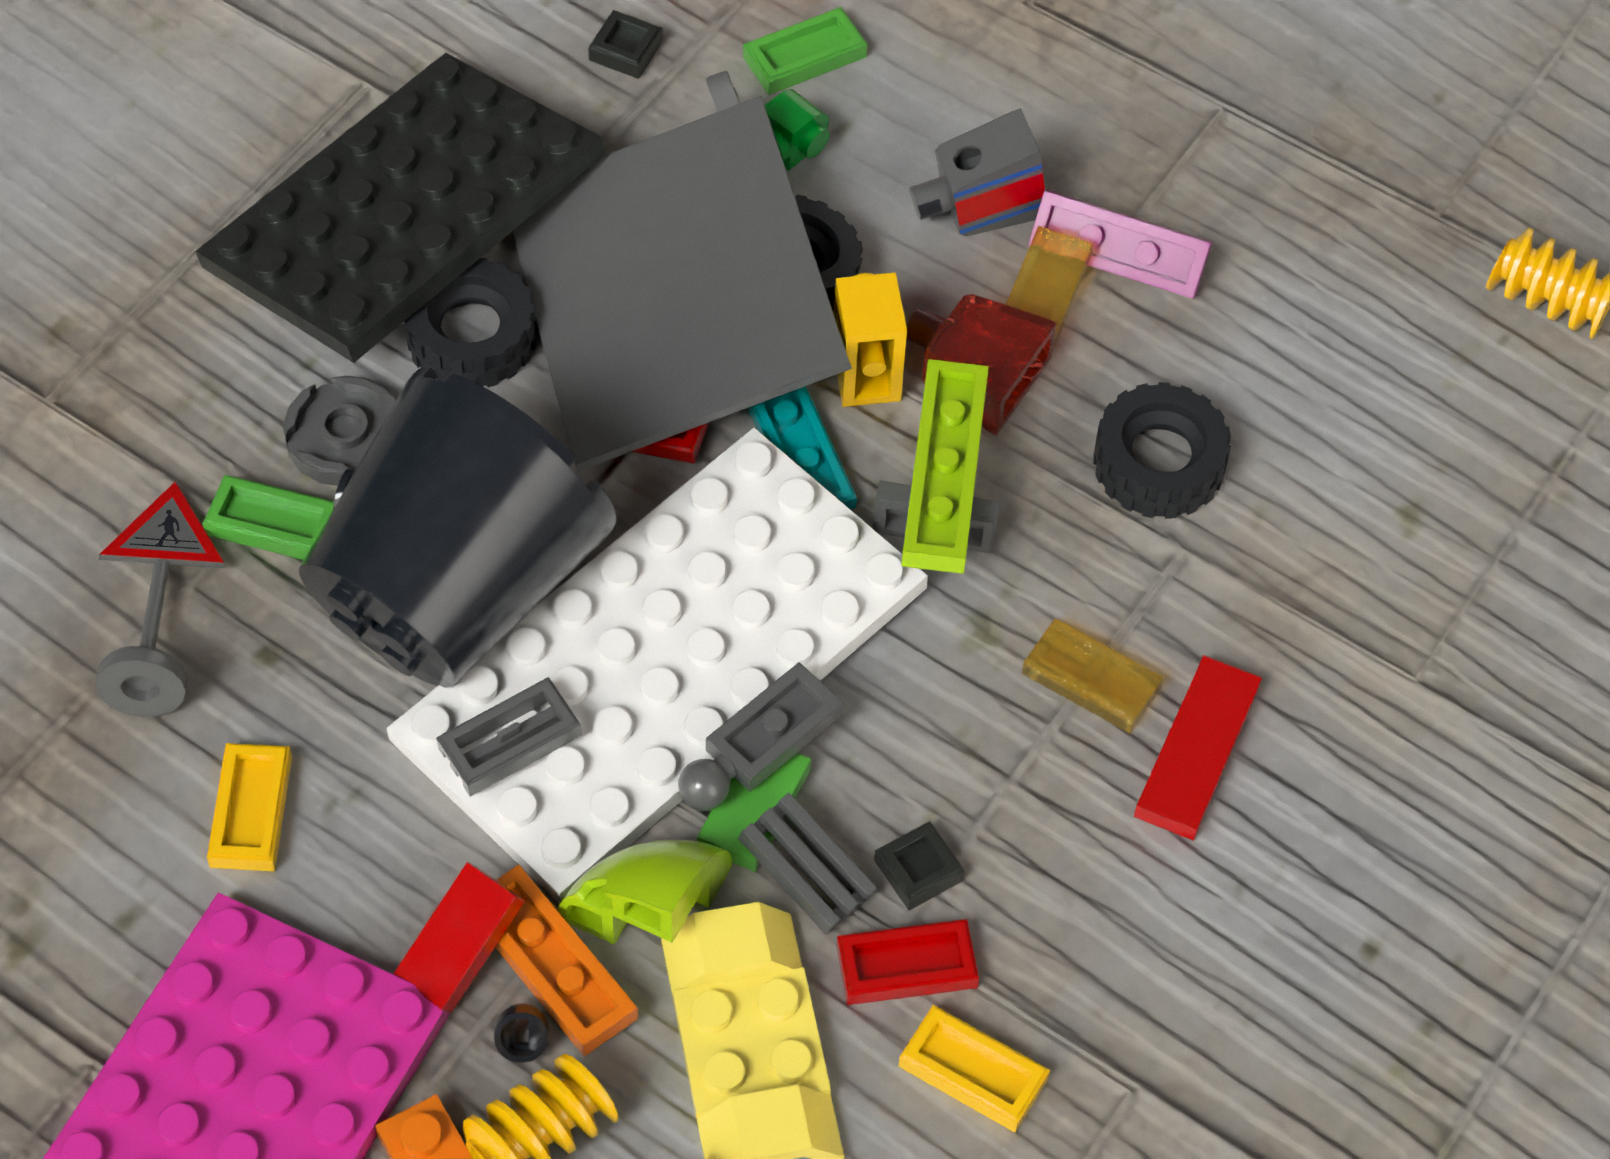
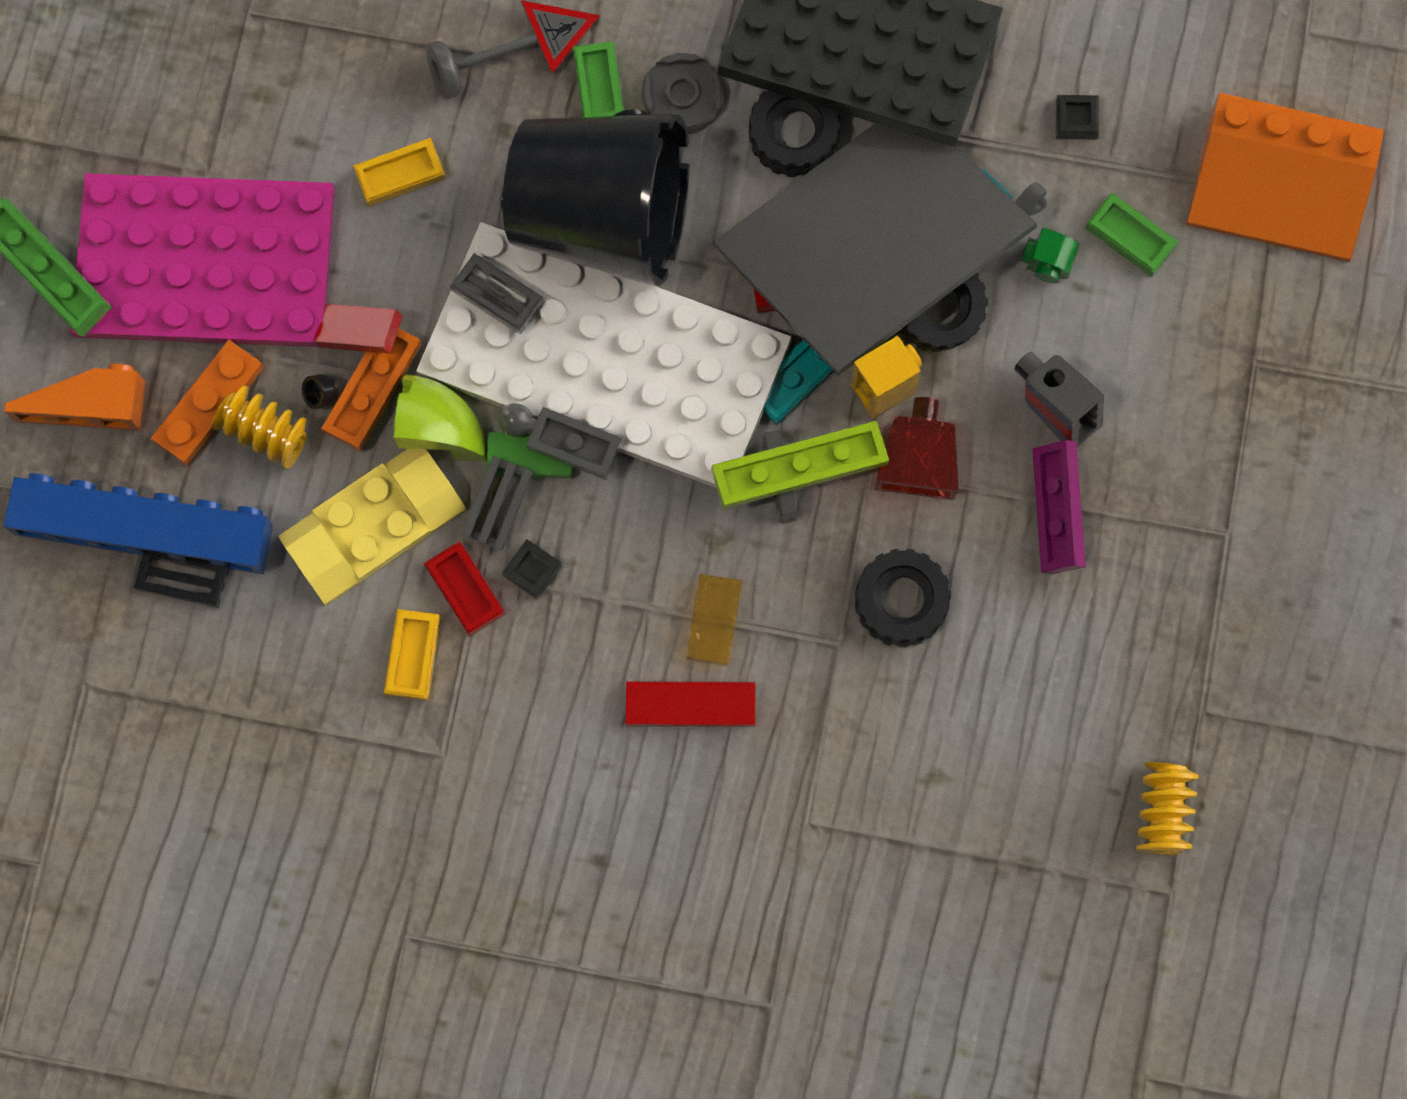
camera: 70 degrees right, 20 degrees up
(1050, 275) = (999, 473): clear yellow tile -> none

